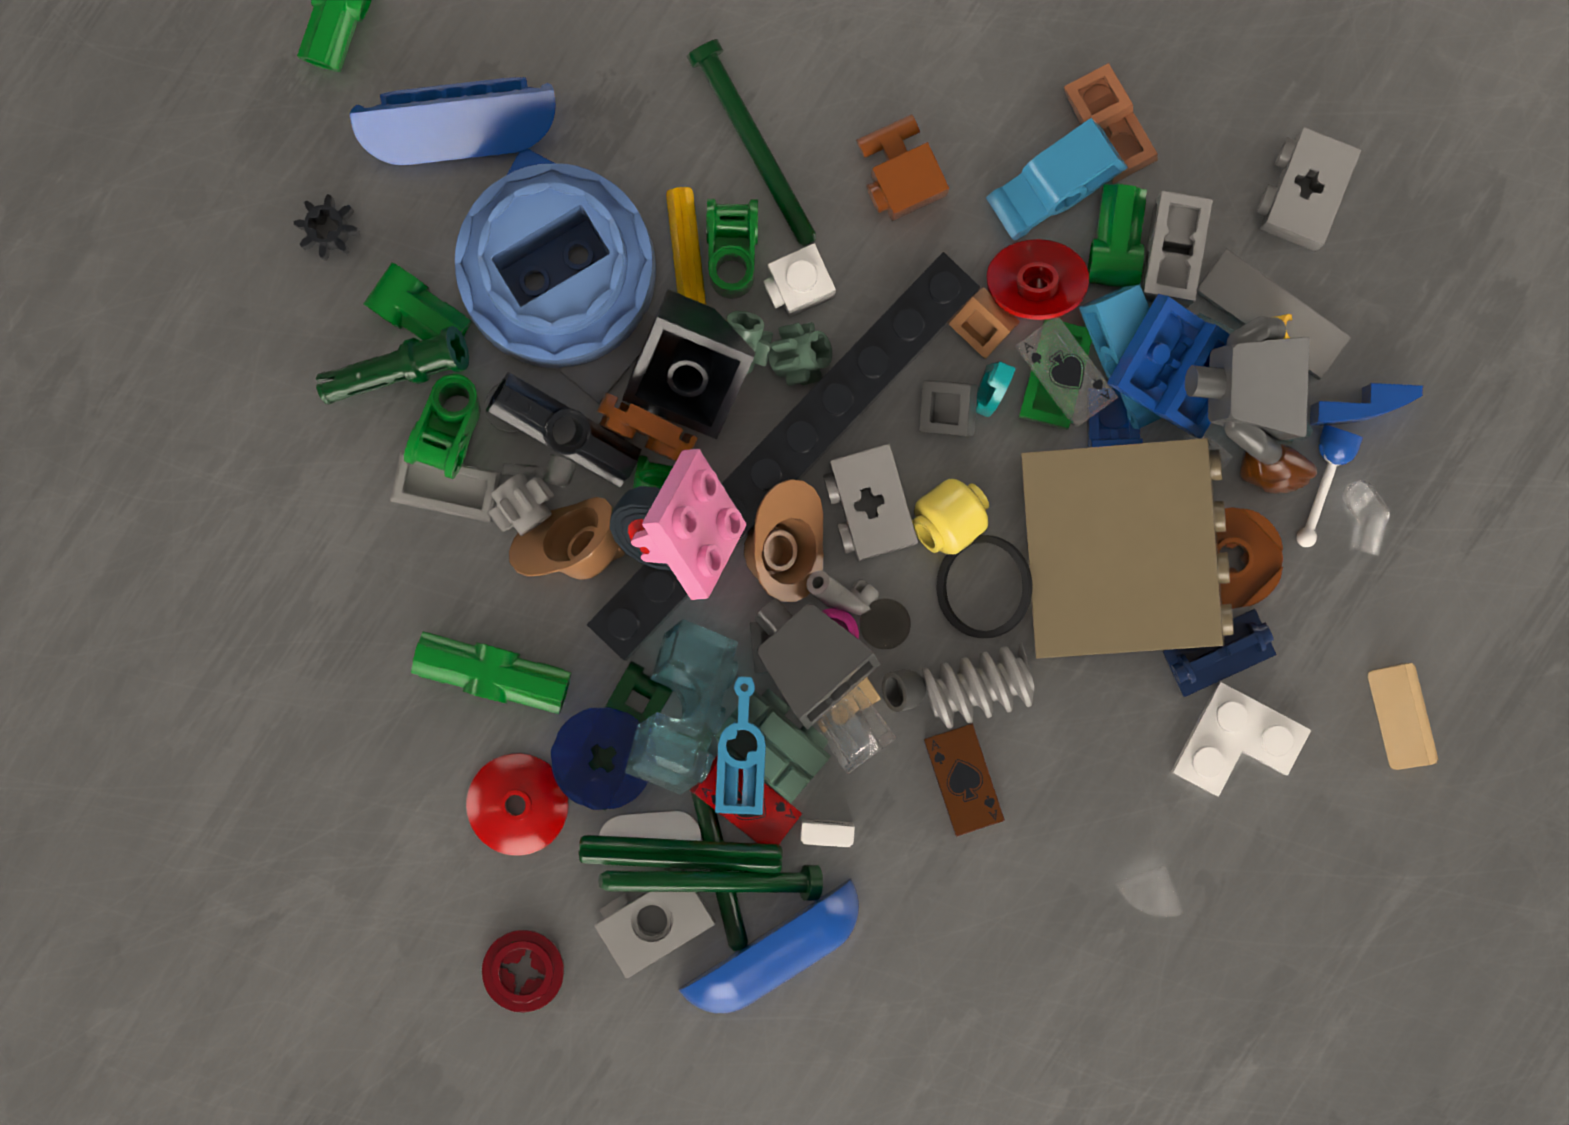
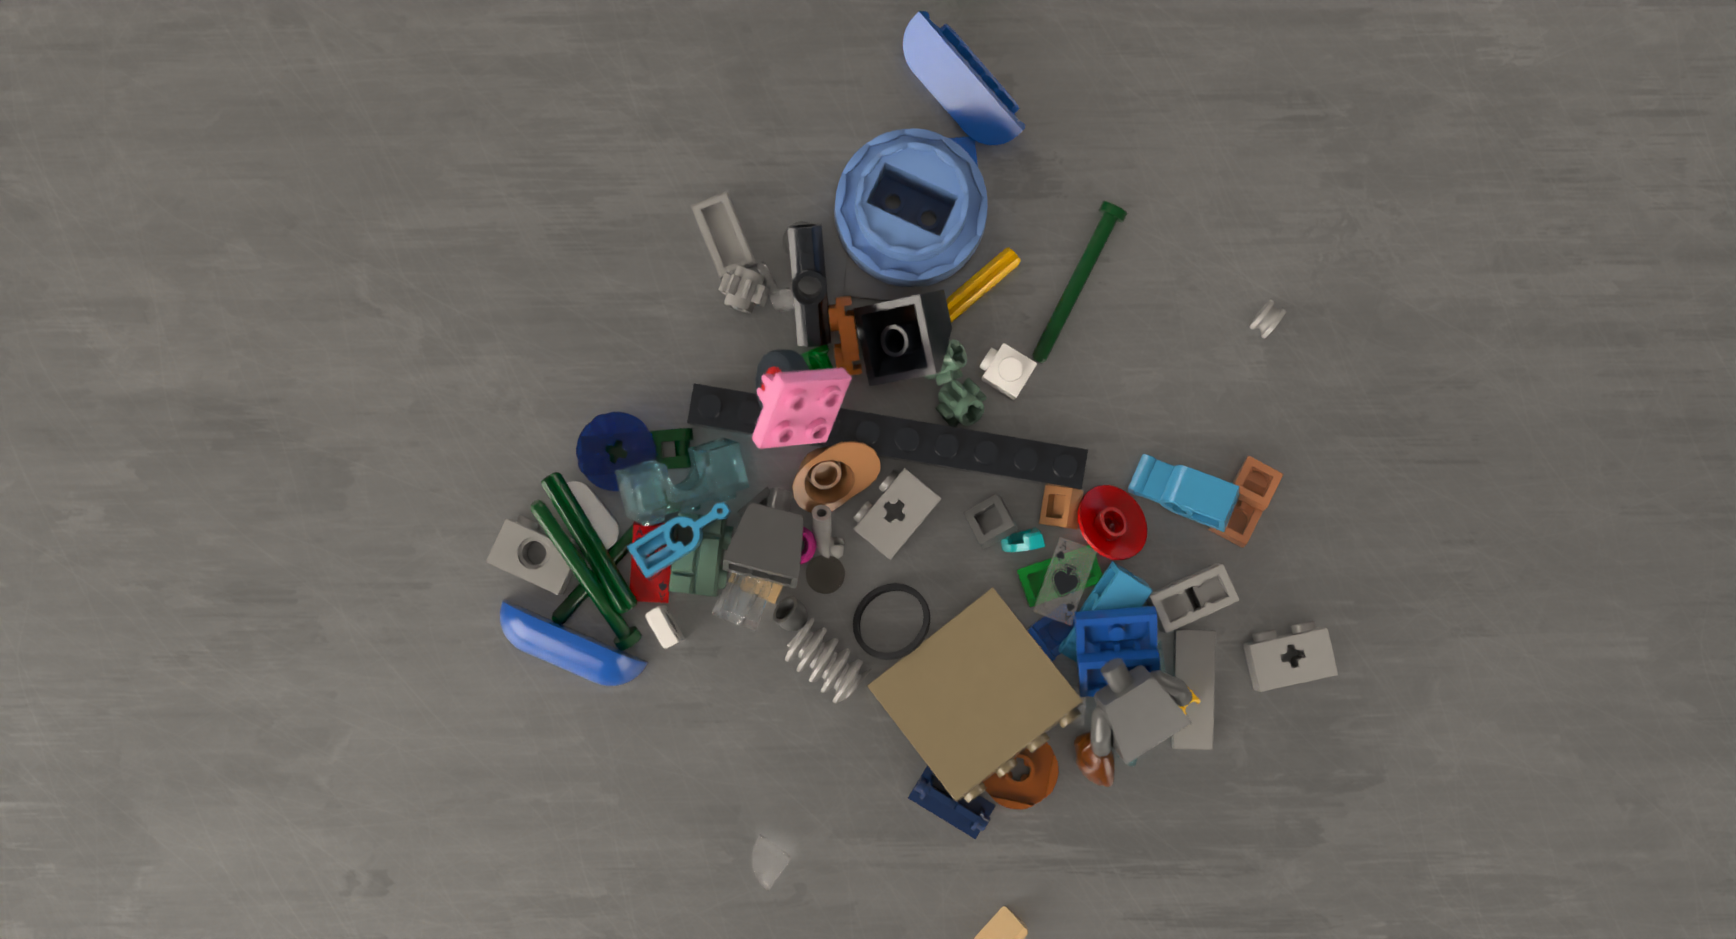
camera: 60 degrees right, 0 degrees up
(318, 216) = (842, 37): black gear -> none
(409, 304) = (823, 132): green piece -> none
(412, 362) = (787, 158): dark green pin -> none
(442, 435) = (752, 208): green piece -> none
(491, 672) = (624, 343): green piece -> none
(501, 982) = (432, 484): dark red gear -> none
(544, 804) = (572, 411): red dish -> none
(569, 541) = (739, 336): medium nougat piece -> none
(732, 237) = (1006, 307): green piece -> none
(907, 177) = (1120, 394): dark orange brick -> none
(951, 516) = (922, 569): light yellow head -> none
(964, 779) = (759, 692): reddish brown tile -> none
(1117, 250) = (1167, 560): green piece -> none
(1233, 726) = (911, 842): white plate -> none
(1337, 449) = (1134, 789): hinge -> none
(1371, 514) = (1107, 839): clear arm -> none
(1376, 401) = (1182, 793): blue slope -> none

